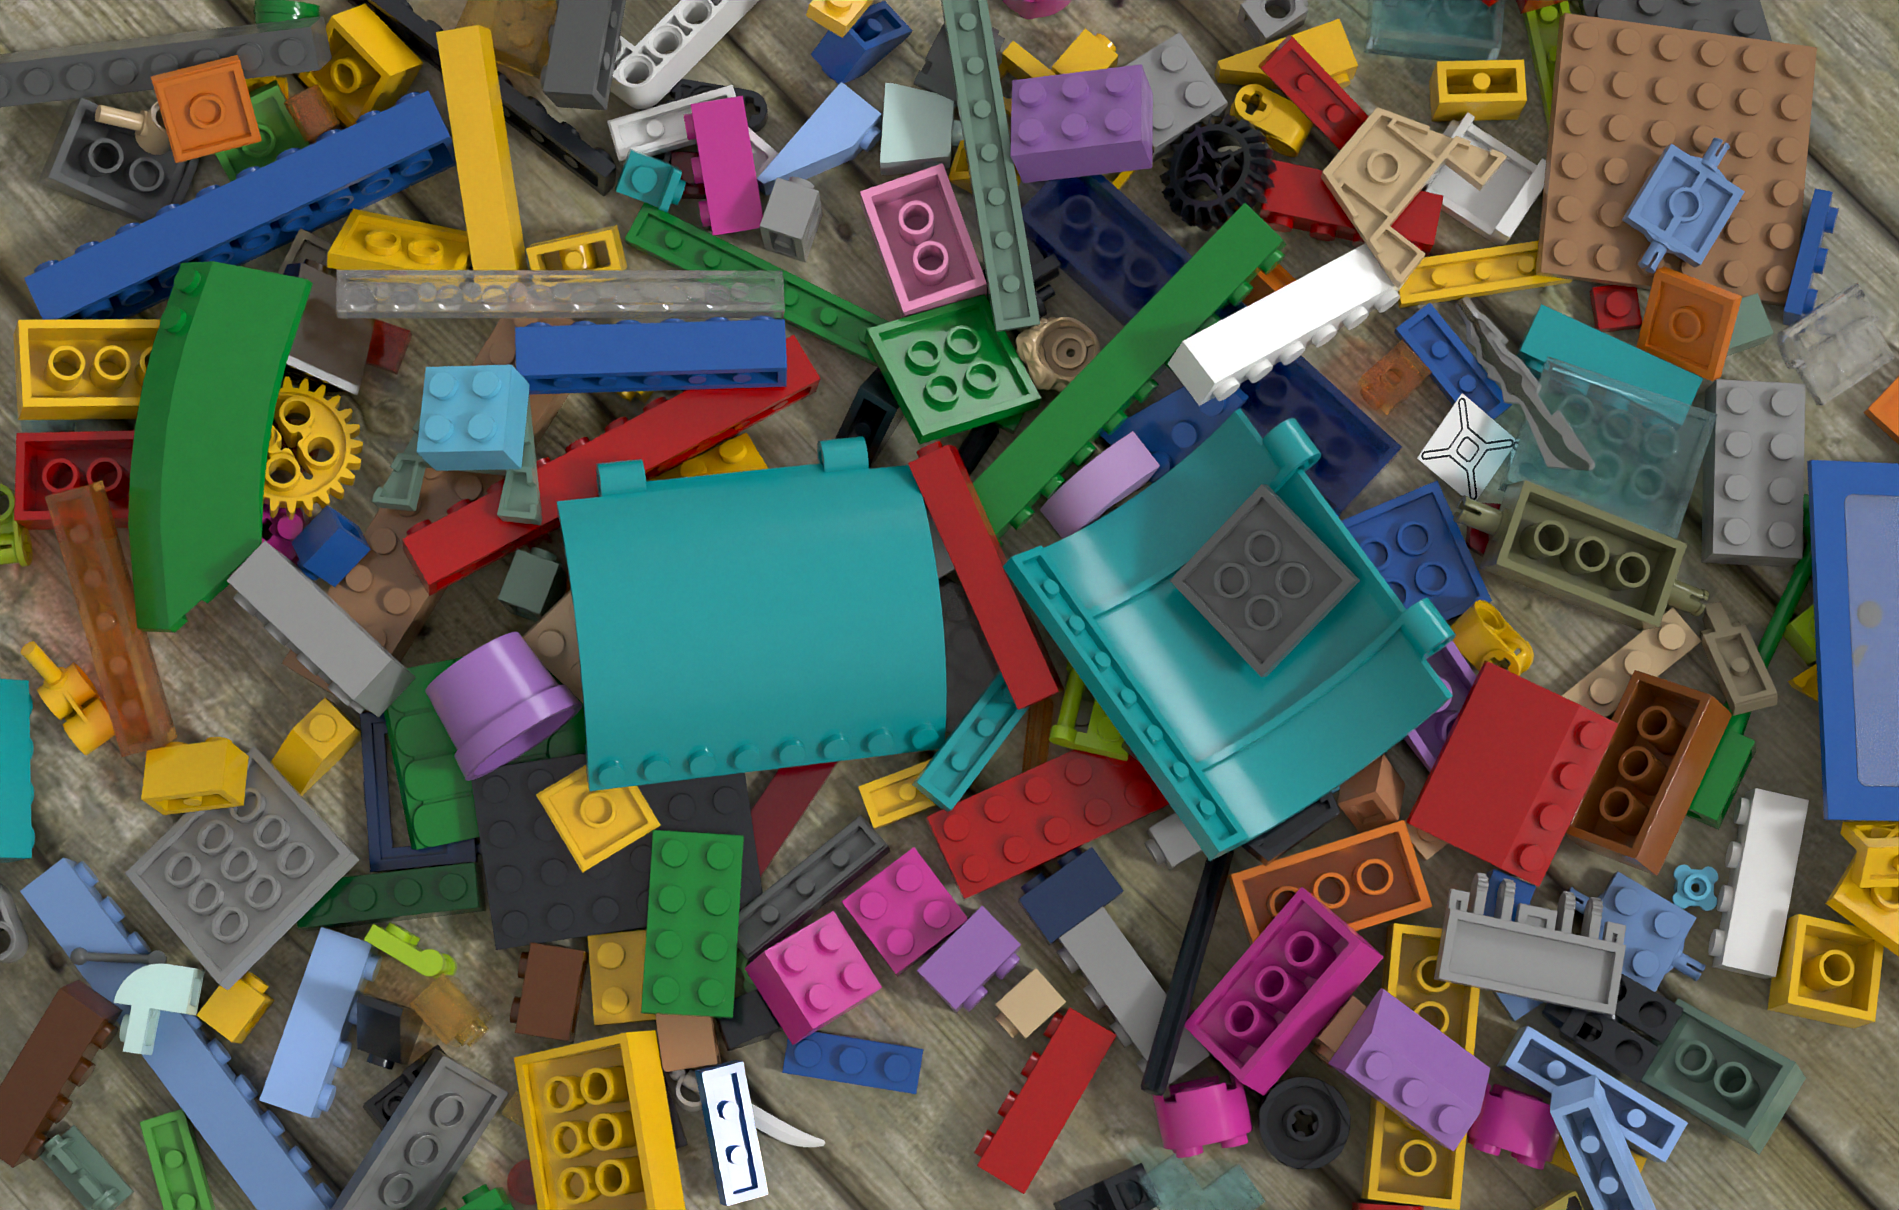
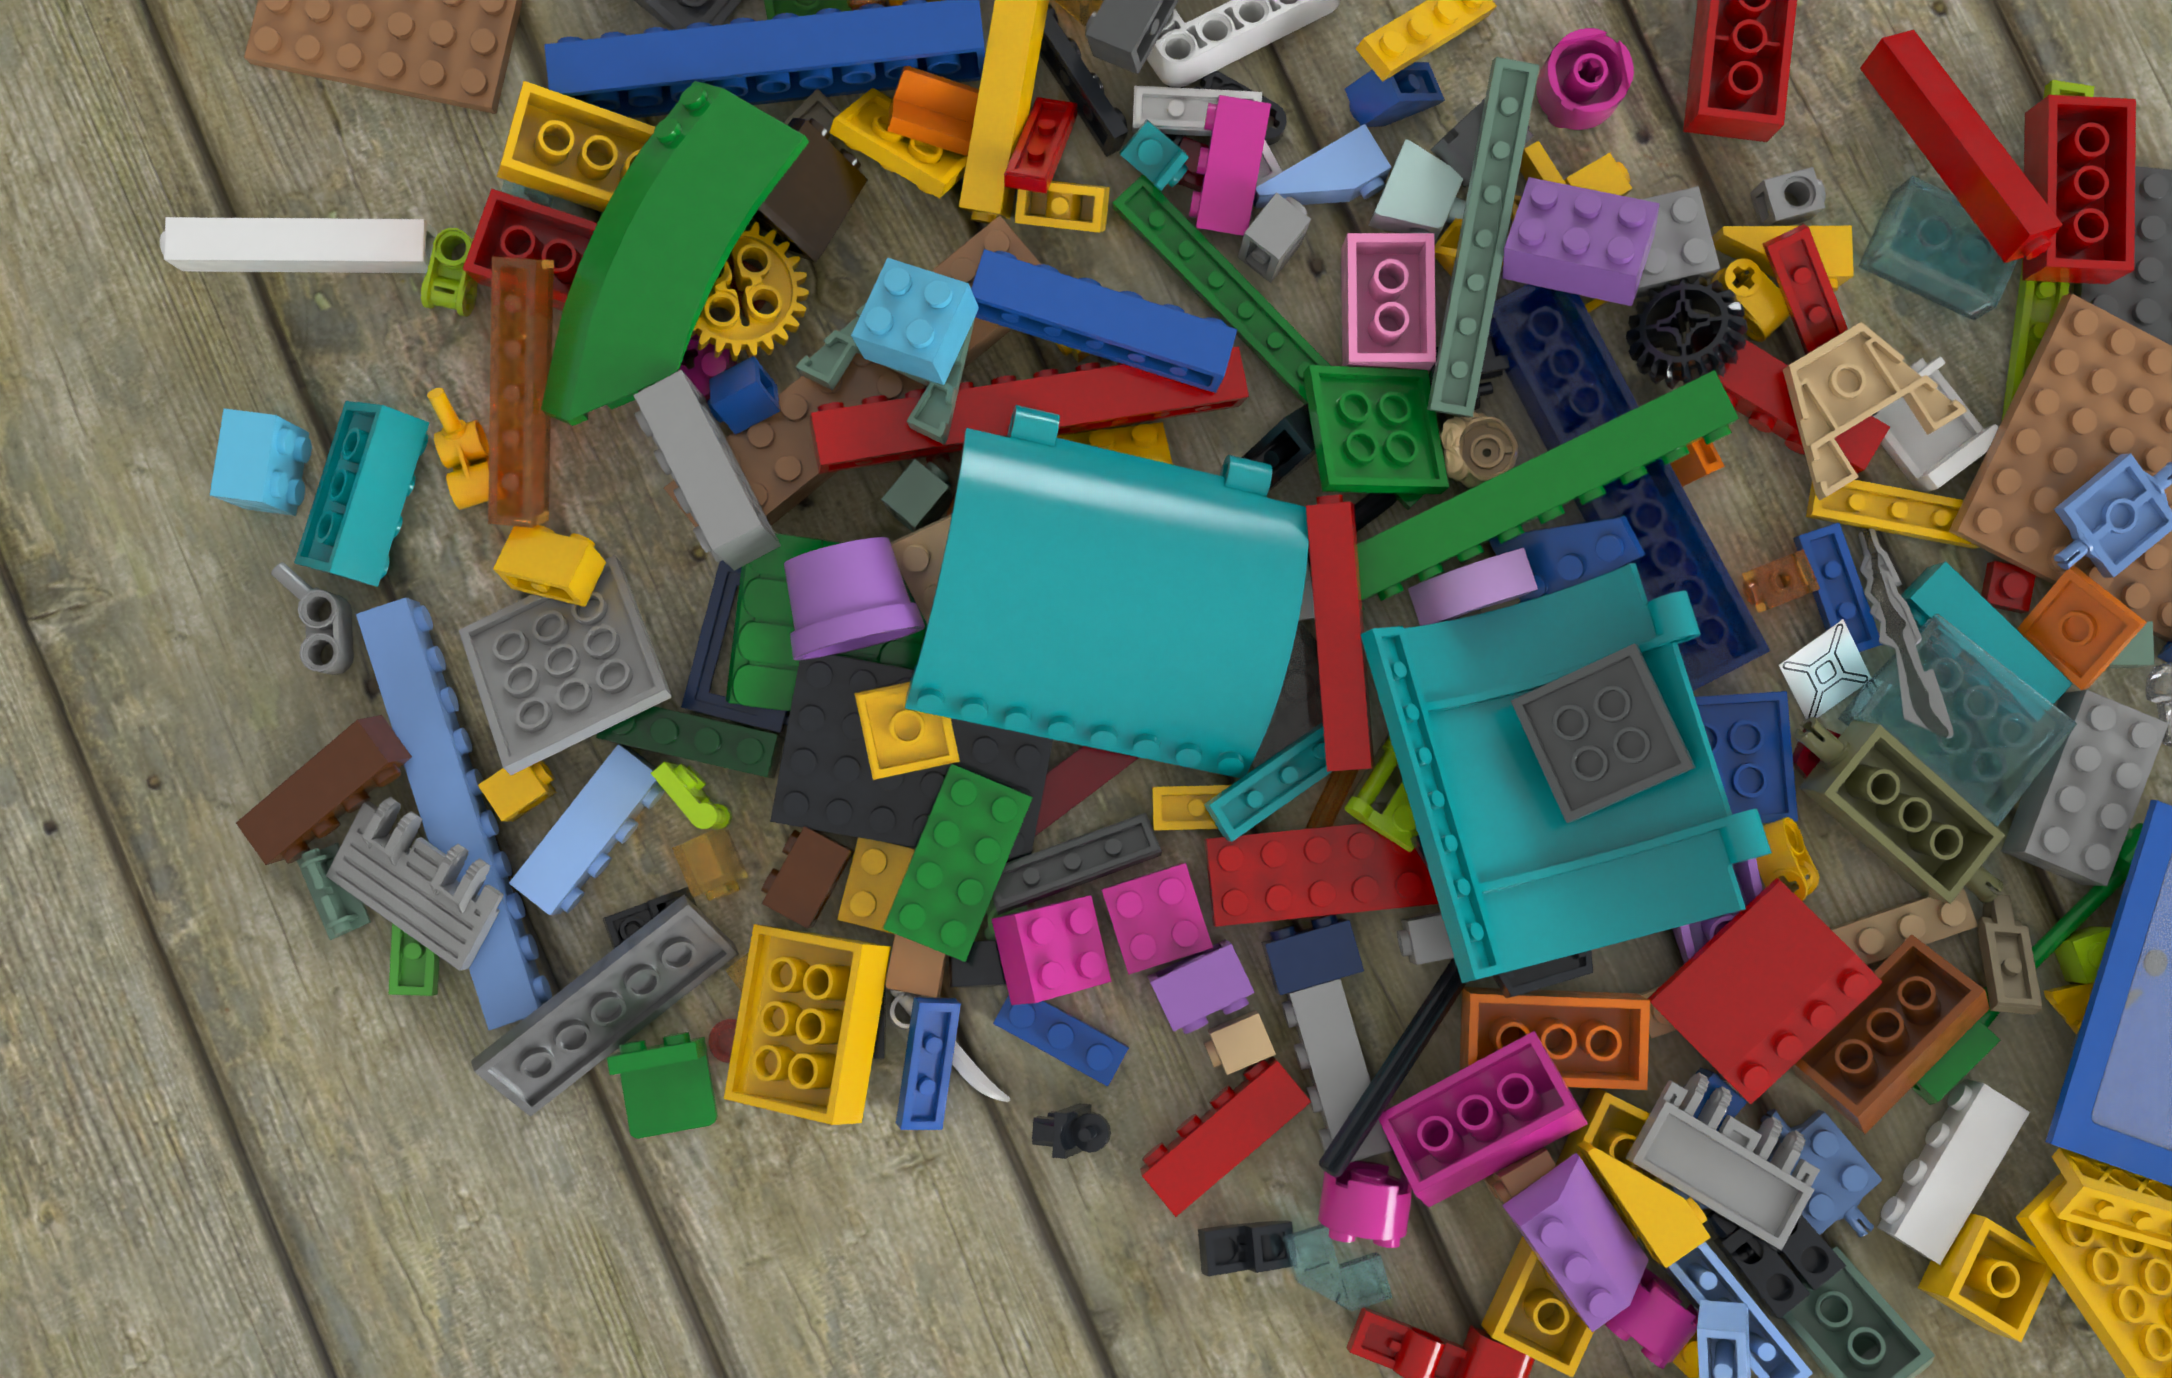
camera: 15 degrees right, 5 degrees up
(80, 956) = (457, 721): dark grey hinge -> none
(149, 992) = (442, 751): light aqua brick -> none
(171, 1134) = (416, 884): none -> light grey hinge
(315, 745) = (670, 574): yellow slope -> none
(386, 1030) = (645, 859): black slope -> none
(388, 346) = (860, 227): clear red plate -> none
(420, 211) = (933, 110): none -> orange panel
(536, 208) = (1041, 145): none -> red tile
(559, 294) = (1034, 232): clear plate -> none
(894, 1146) = (1071, 1131): none -> black hips
(1283, 325) = (1701, 498): white brick -> none
(1327, 1130) = (1474, 1254): black brick -> none
(1372, 796) = (1623, 966): nougat panel -> none
(1477, 1018) = (1658, 1216): none -> yellow slope
(1479, 87) = (1963, 338): yellow brick -> none
(1682, 888) = (1877, 1151): medium azure plate -> none

